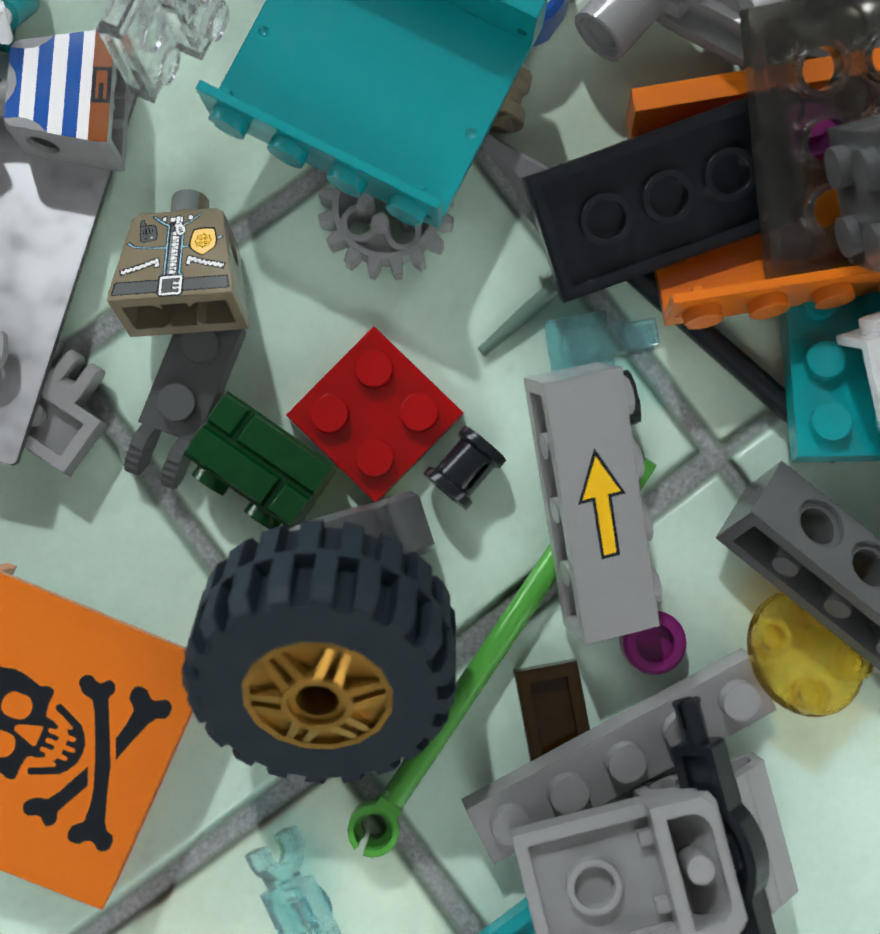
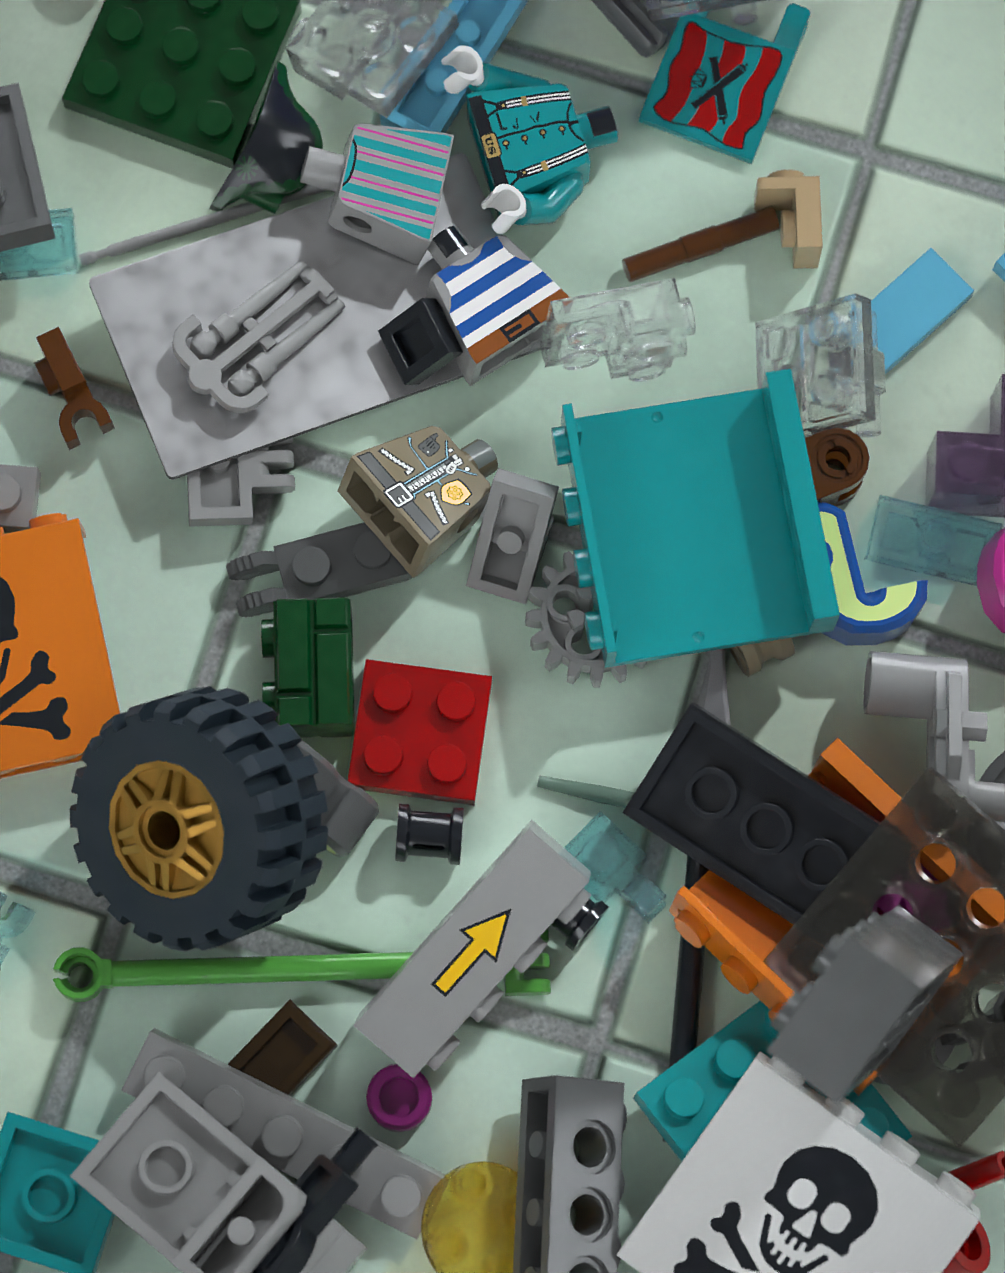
camera: 50 degrees right, 10 degrees down
(54, 177) = (420, 341): none -> black plate
(272, 222) = (512, 536): none -> light grey slope

